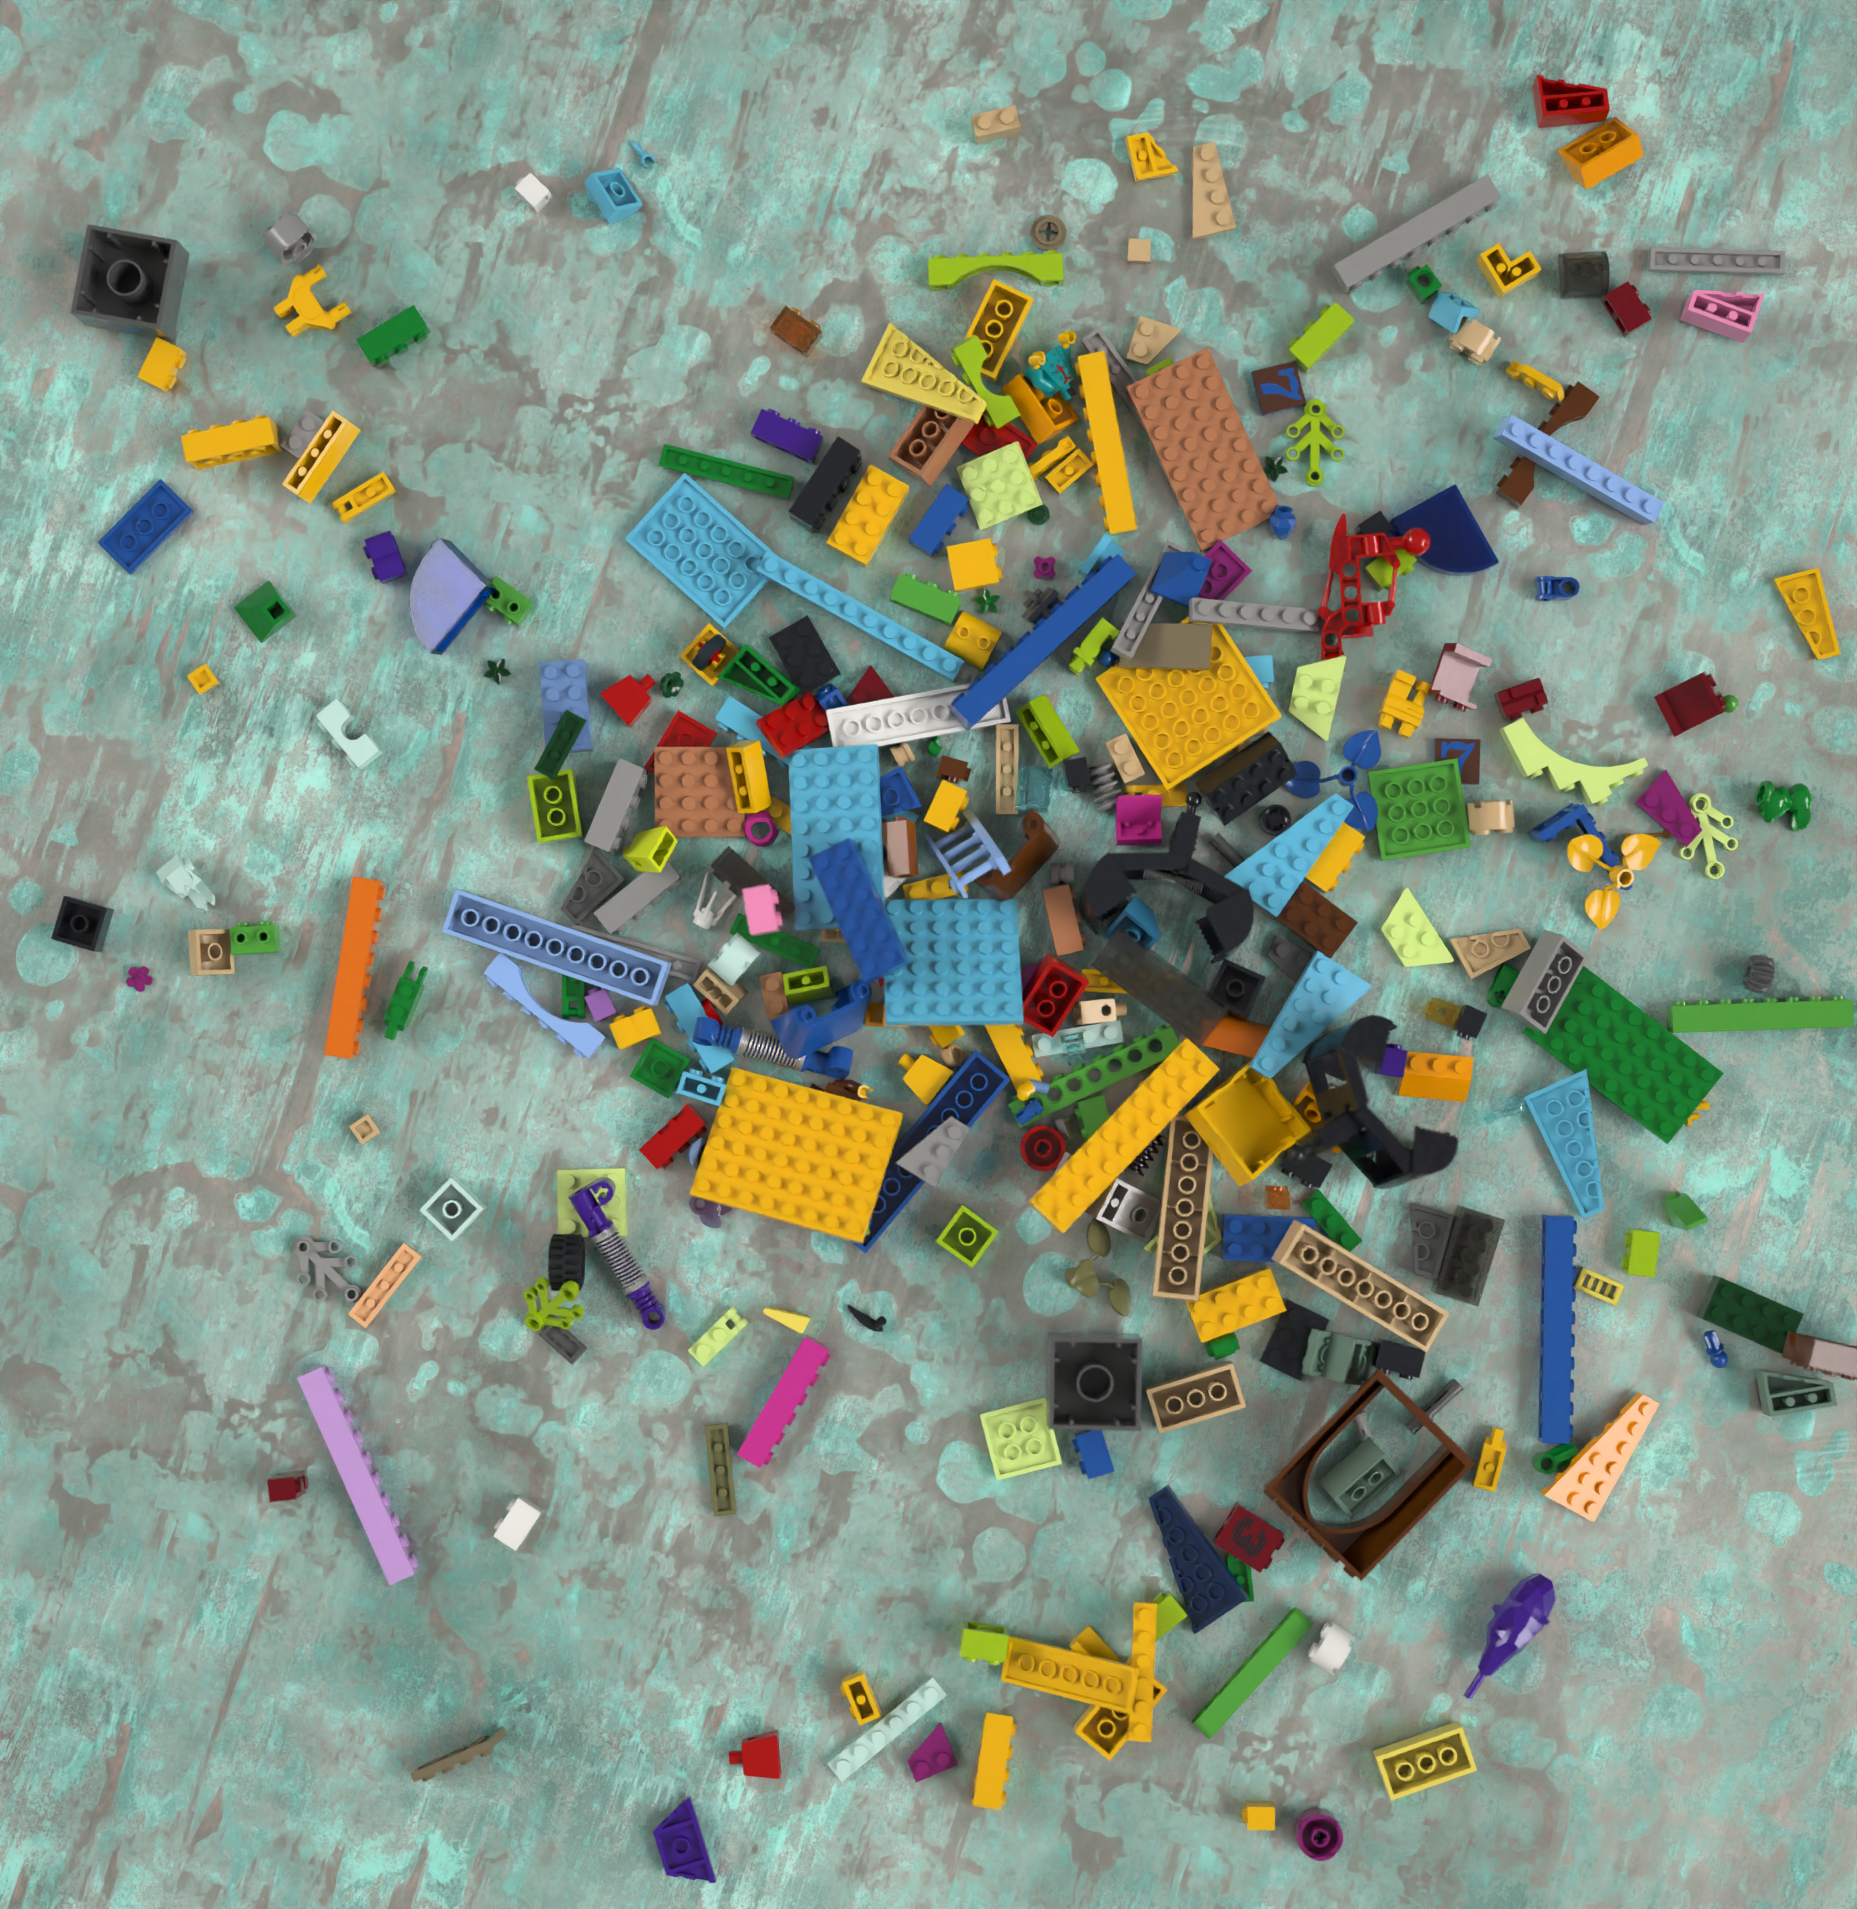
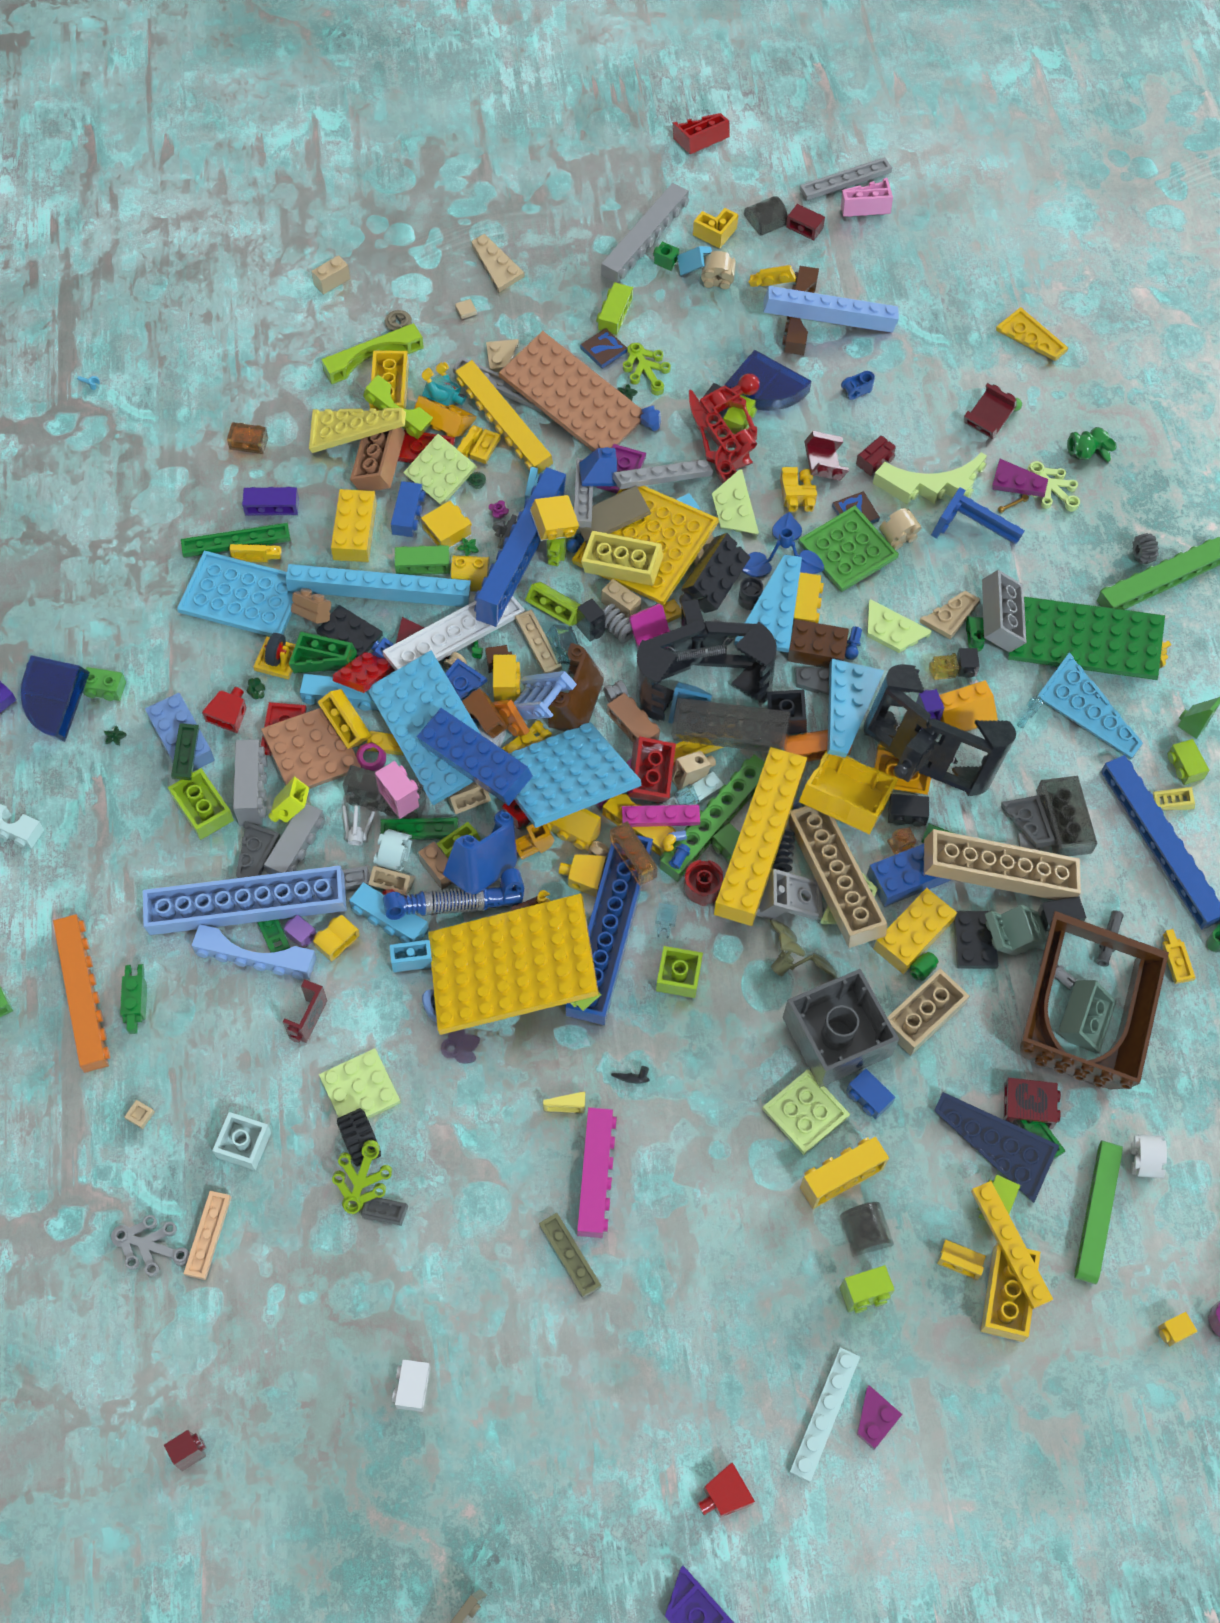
camera: 30 degrees left, 25 degrees down
(358, 1474) = (251, 1415): lavender brick -> none
(533, 192) = (16, 428): white brick -> none
(589, 1091) = (316, 996): none -> dark red panel
(608, 1242) = (396, 1110): dark purple piece -> none
(612, 195) = (75, 407): medium azure brick -> none
(660, 1068) = (369, 959): green plate -> none
(674, 1137) = (405, 1002): red wedge -> none
(717, 1337) = (514, 1148): yellowish green plate -> none
(741, 501) = (255, 553): none -> yellow hinge
(772, 610) = (311, 606): none -> medium nougat brick
(825, 485) = (313, 515): black piece -> none
(861, 1697) = (788, 1392): yellow brick -> none
(928, 859) = (512, 717): none -> orange wing
(935, 1151) = (620, 912): light grey wedge -> none
(979, 1092) = (633, 853): none -> clear orange brick
(993, 1761) = (932, 1395): yellow wedge -> none
(1018, 1581) = (866, 1228): none -> clear smoke brick
(1022, 1521) = (843, 1172): none -> yellow brick
(1033, 1054) = (661, 815): none -> dark pink plate
(1068, 1127) = (716, 858): light grey plate -> none
(1070, 1674) = (954, 1278): yellow plate -> none
(1090, 637) = (554, 517): none -> yellow piece
(1146, 717) = (622, 558): none -> light yellow brick
(1147, 158) = (444, 258): yellow wing -> none
(1351, 943) = (854, 640): none -> blue axle
(1584, 852) = (1013, 514): yellow plant -> none
(1601, 152) = (738, 151): light orange slope -> none

